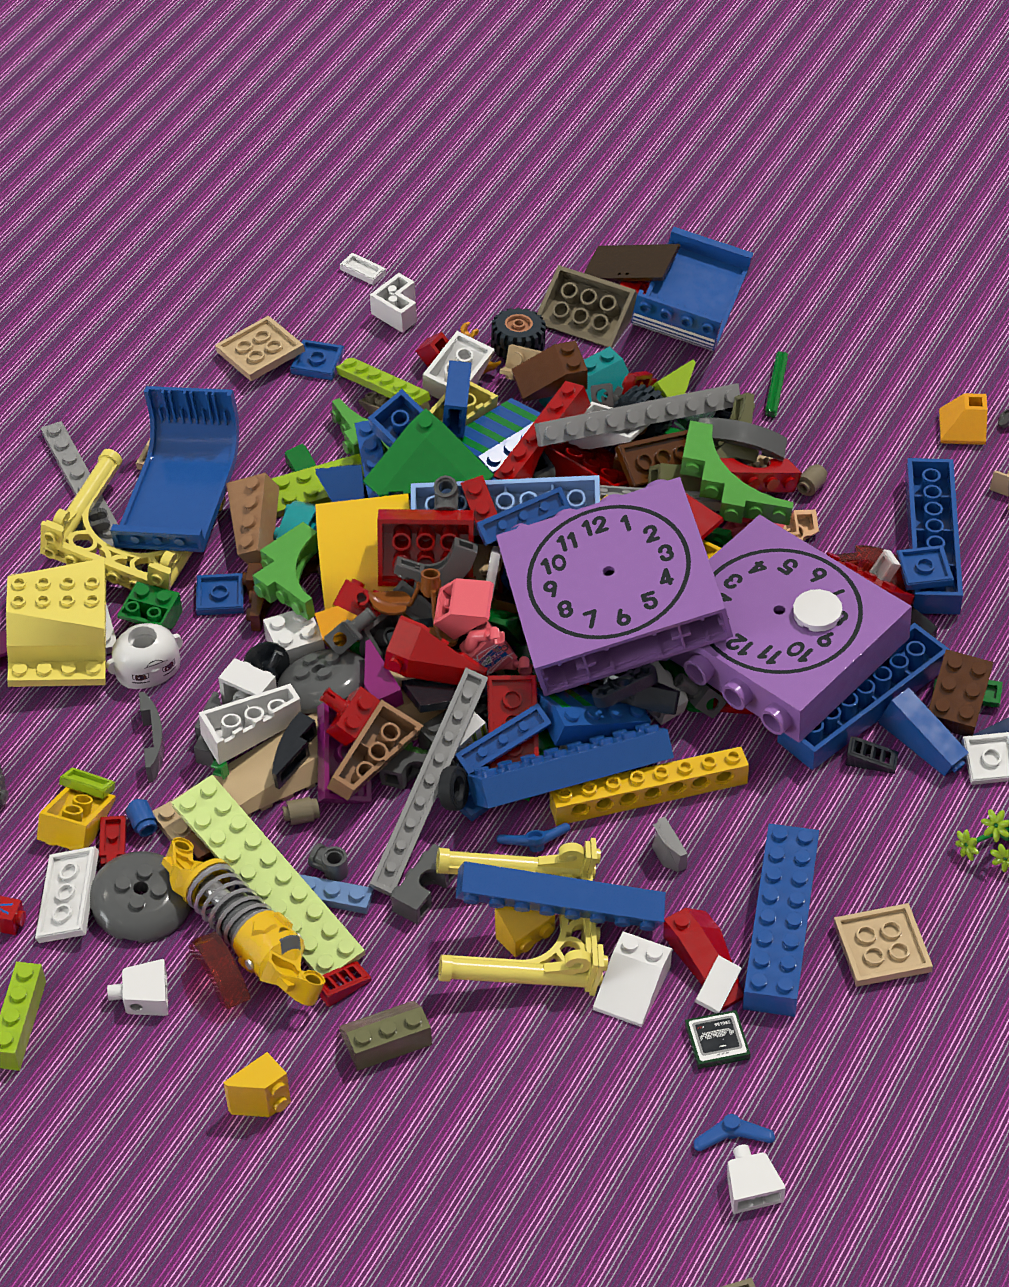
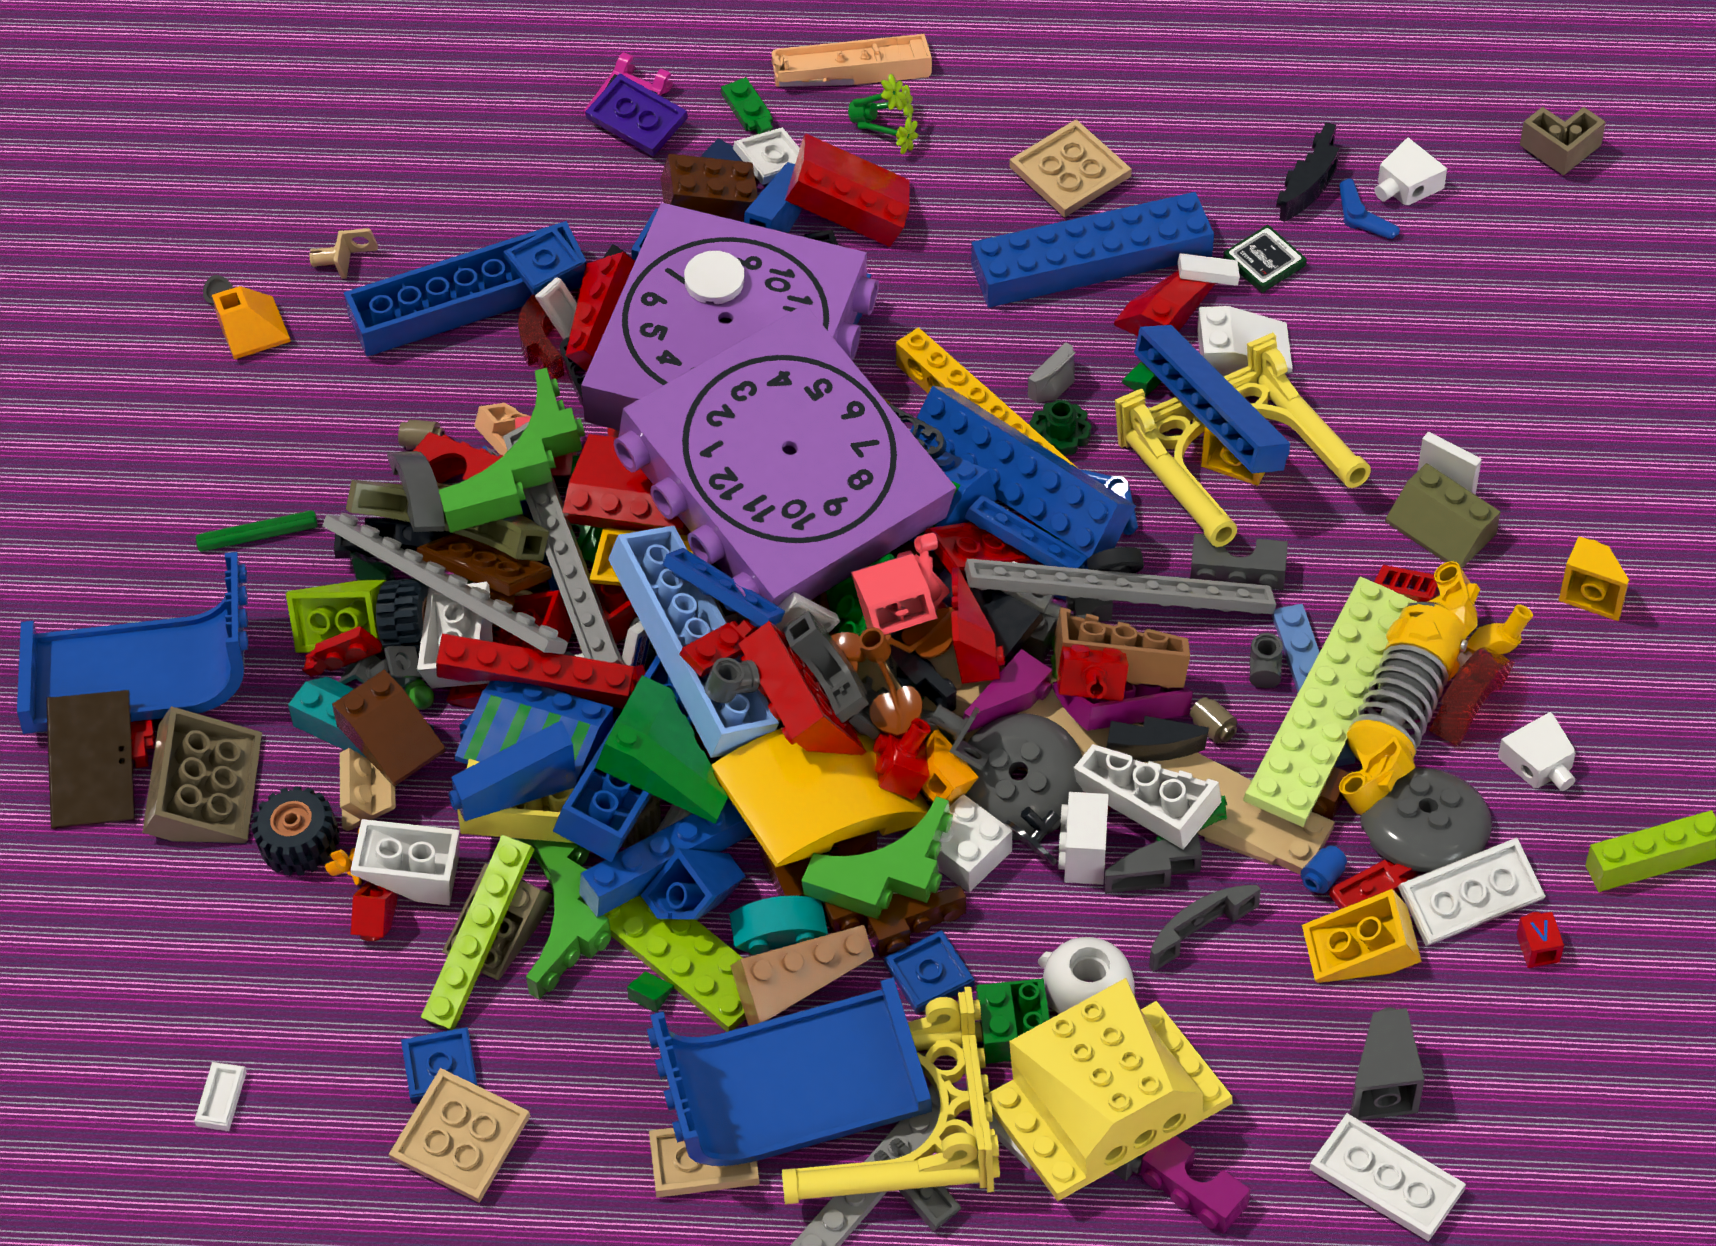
camera: 115 degrees left, 5 degrees up
(87, 783) = (1307, 957): lime tile -> none
(260, 1006) = (1498, 636): none -> yellow arm
(395, 302) = (294, 1008): white brick -> none
(420, 1045) = (1451, 461): none -> white tile
(615, 830) = (1062, 426): none -> dark green plant
(782, 1103) = (1310, 176): none -> black slope
(918, 776) = (849, 191): none -> red slope

